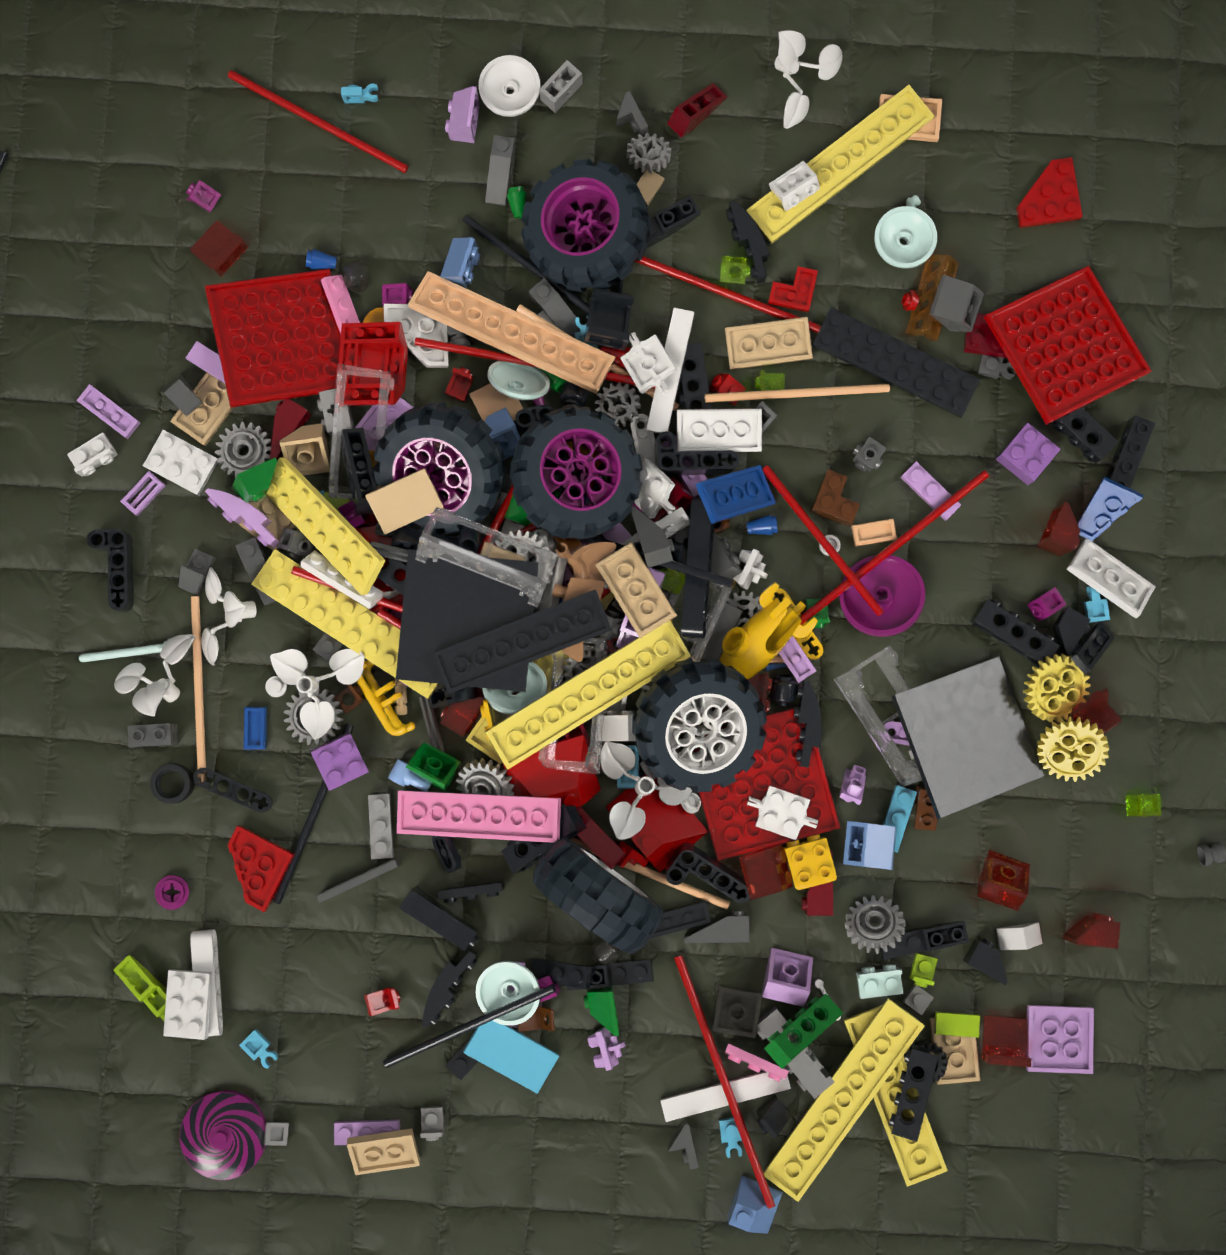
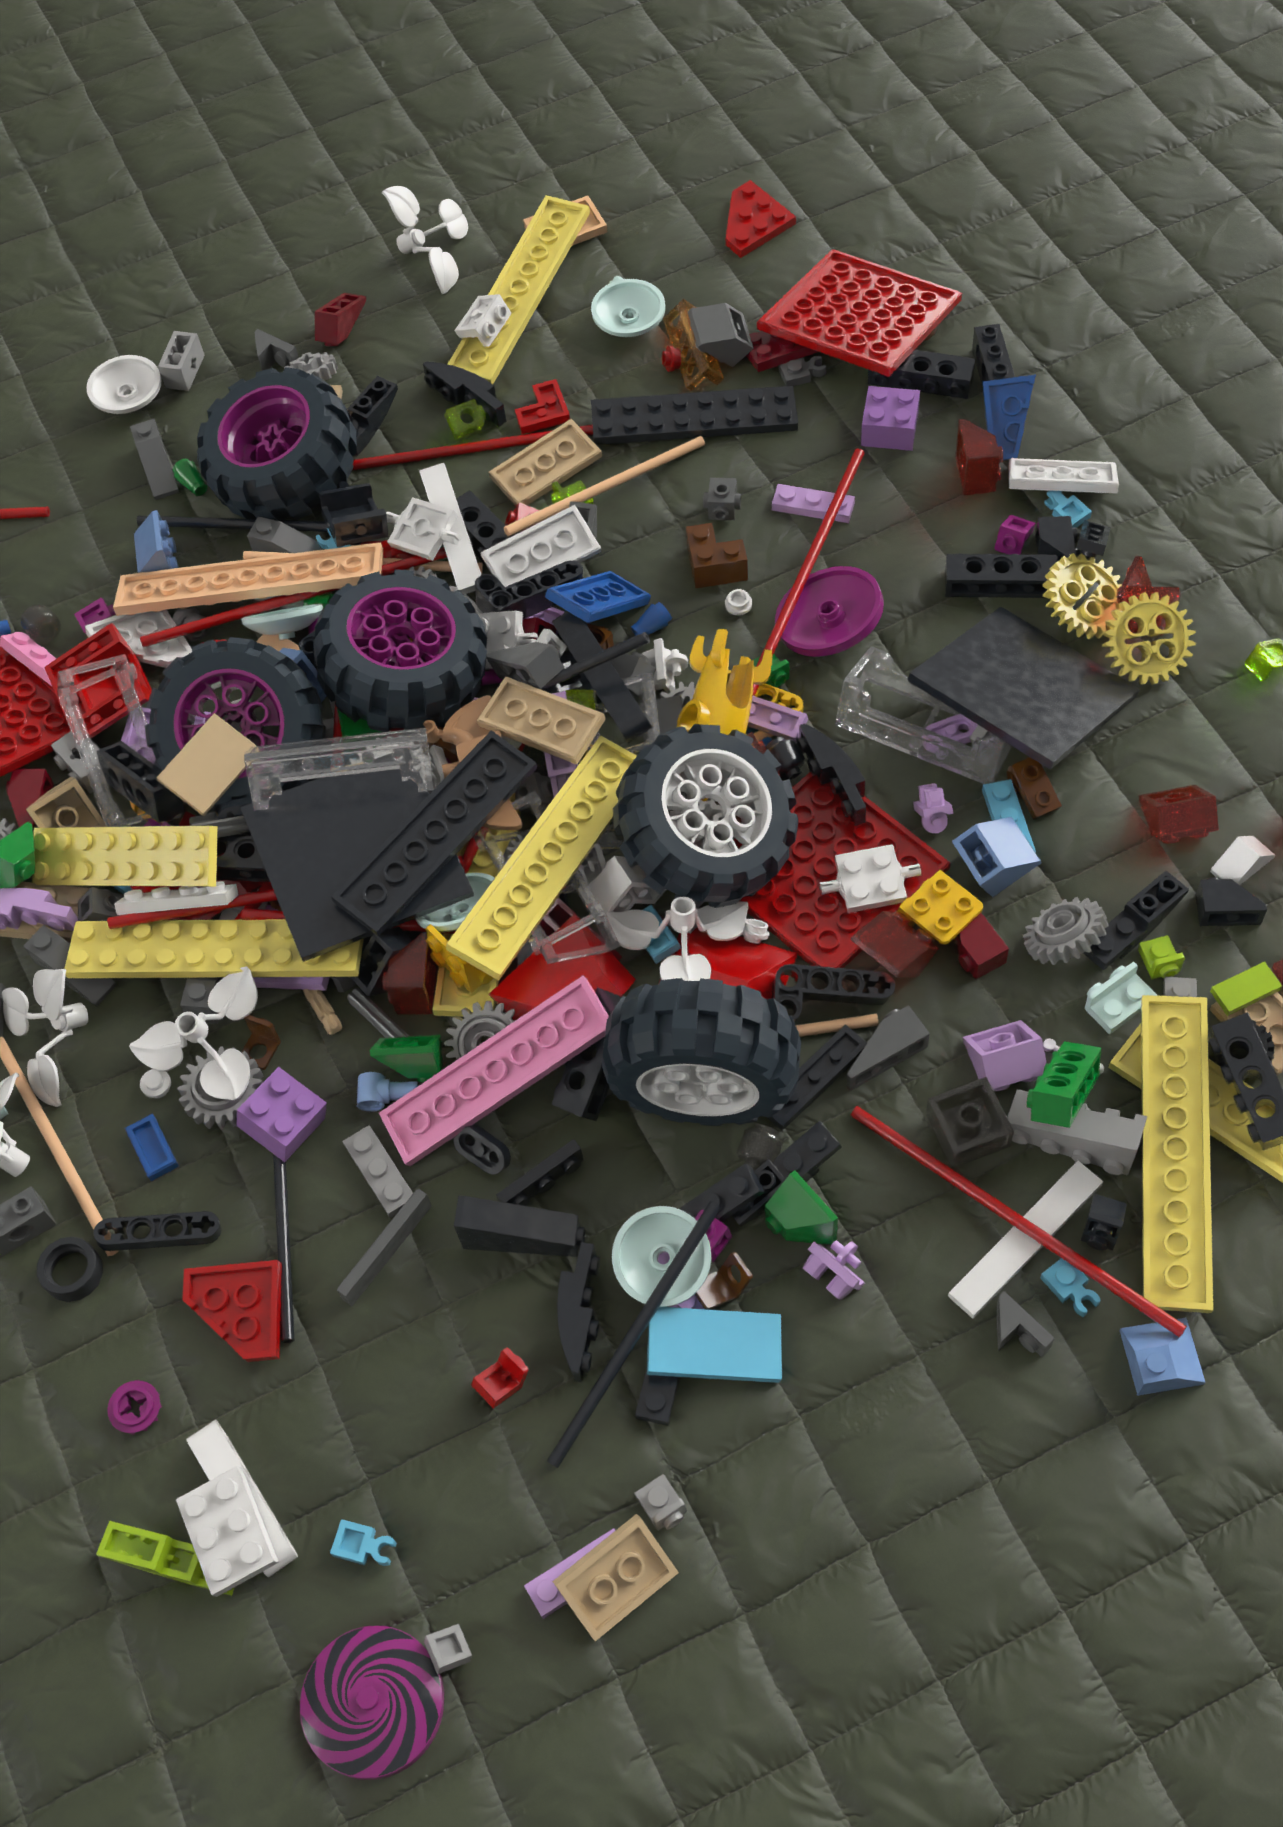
camera: 25 degrees left, 25 degrees down
(379, 702) = (305, 1027): yellow piece -> none
(463, 116) = (86, 431): lavender slope -> none
(756, 1063) = (1037, 1168): bright pink plate -> none
(823, 541) = (730, 596): red piece -> none
(874, 532) = (778, 569): light nougat tile -> none

